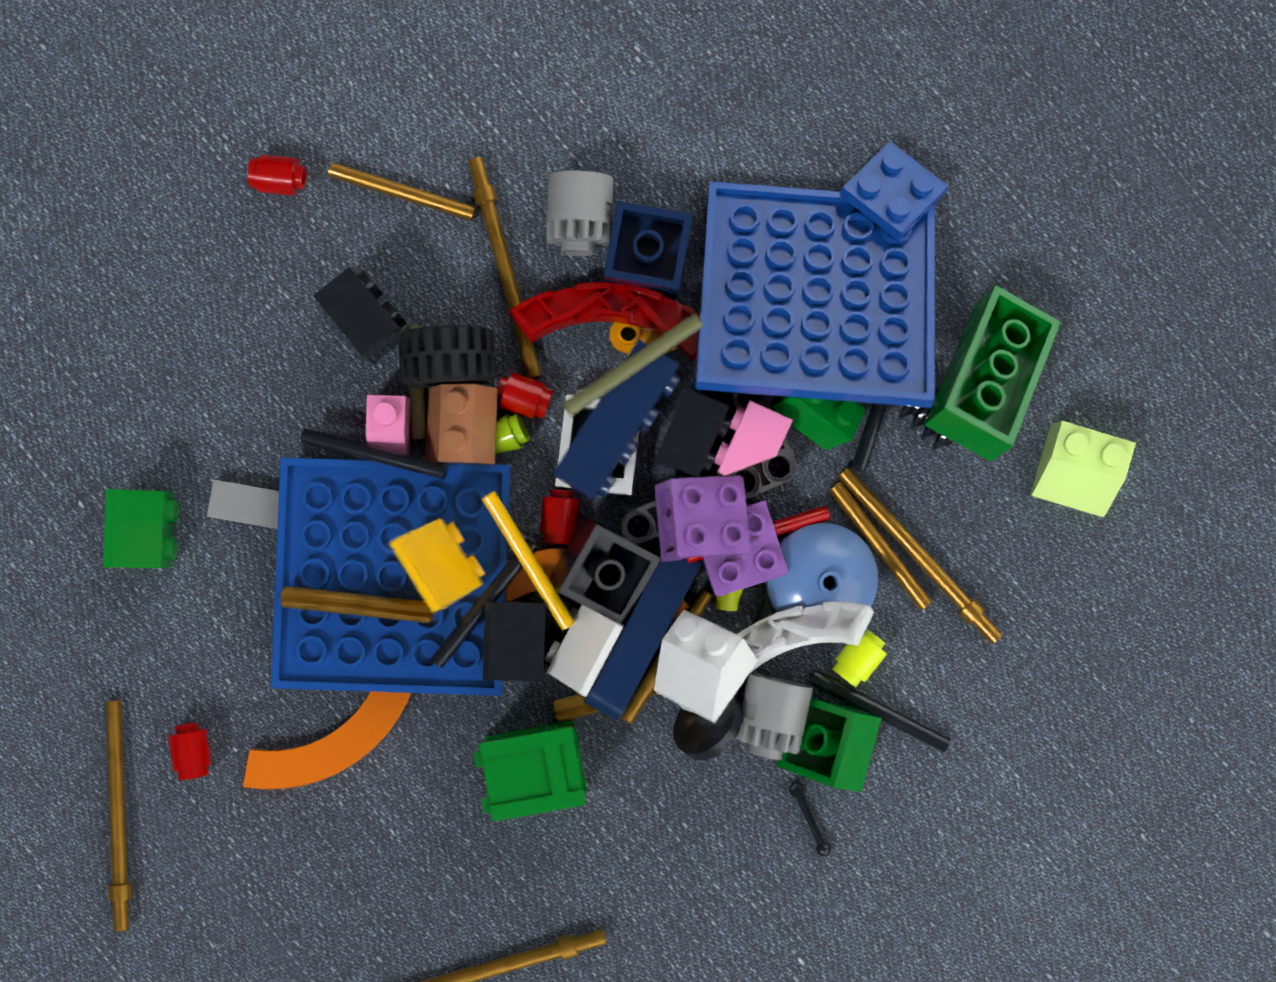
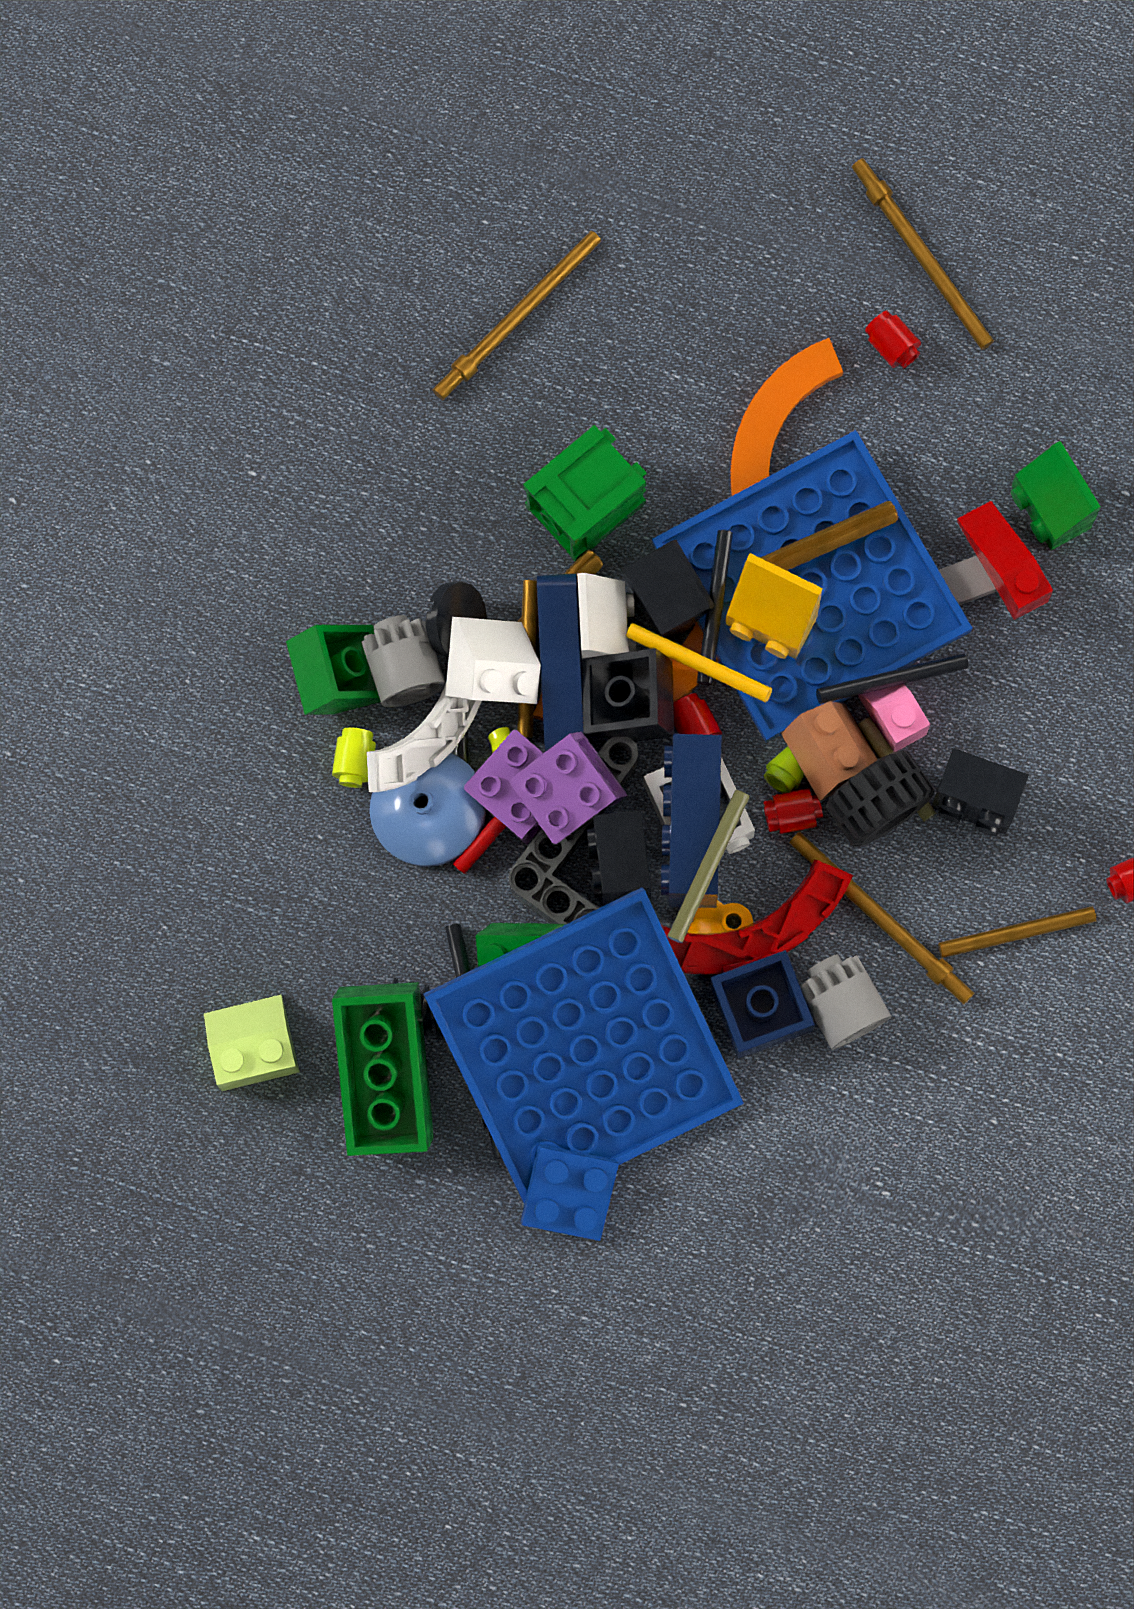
camera: 155 degrees right, 10 degrees down
(215, 501) = (1006, 560): none -> red slope
(755, 440) = (562, 884): bright pink slope -> none
(797, 790) = (342, 614): black hinge -> none
(880, 545) = (393, 869): pearl gold bar -> none
(880, 710) = (308, 724): black bar -> none
(969, 609) = (279, 859): pearl gold bar -> none

